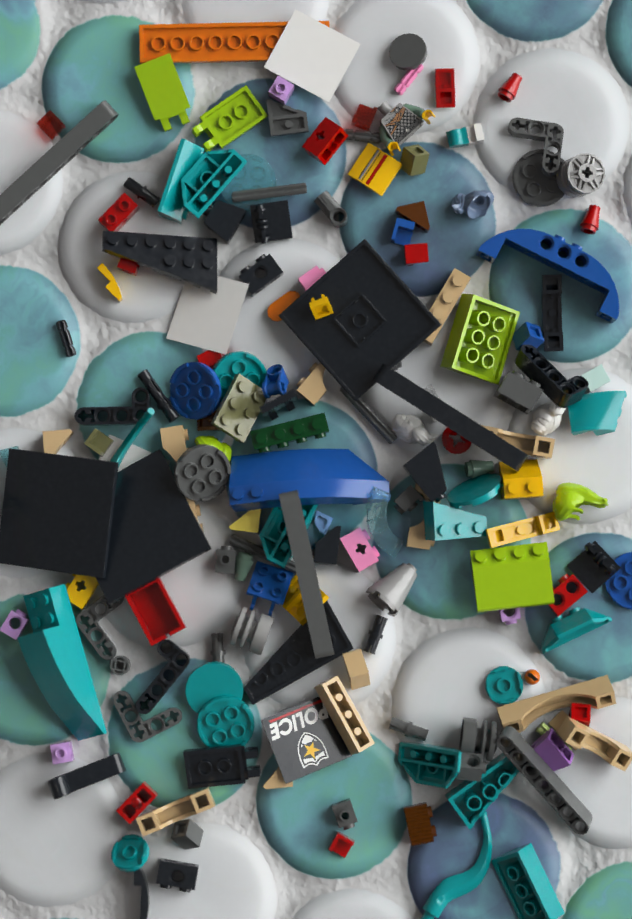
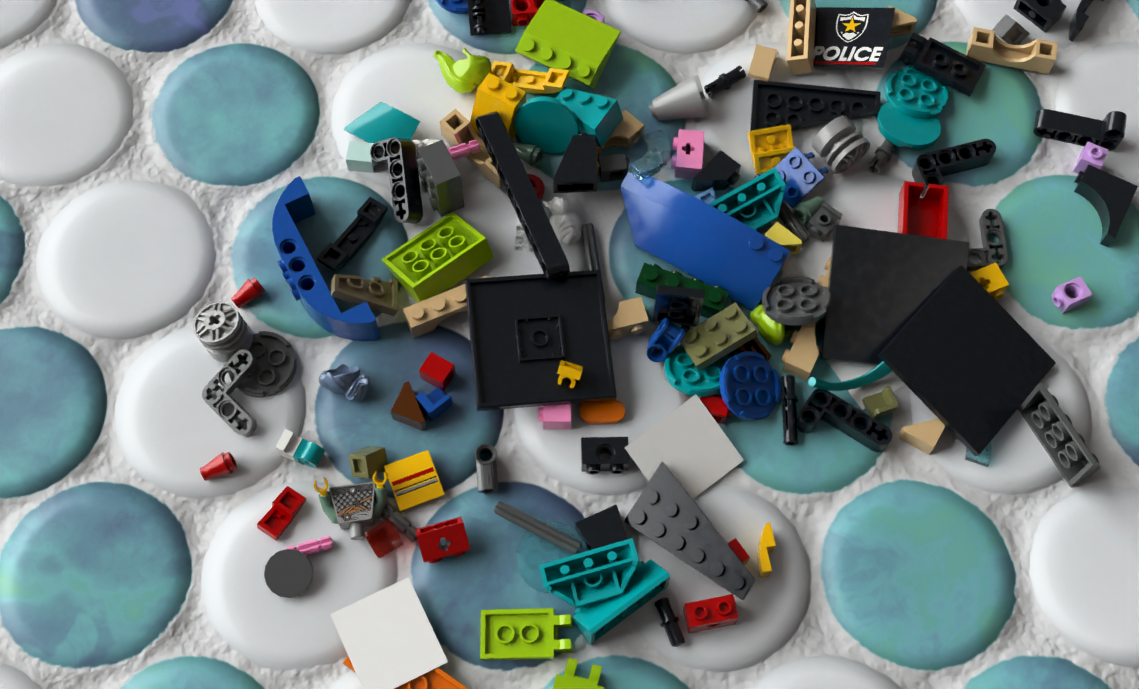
camera: 145 degrees left, 20 degrees down
(30, 730) = (1108, 196): none -> black arch
(59, 662) = (1047, 234): teal slope -> none
(66, 338) = (848, 528): black axle -> none
(120, 665) = (986, 197): dark grey wheel -> none
(130, 853) = (1076, 44): teal tile -> none
(137, 802) = (1043, 77): red brick -> none
(146, 725) = (994, 133): dark grey beam -> none
(271, 221) = (557, 499): black hinge -> none
(281, 90) = (448, 624): lavender brick -> none
(286, 120) = (465, 592): dark grey wing -> none
(306, 574) = (756, 151): dark grey beam -> none
(503, 272) = (378, 294): none -> dark tan wing
(524, 428) = (464, 149): none -> bright pink axle
(528, 335) = (392, 230): blue panel -> none

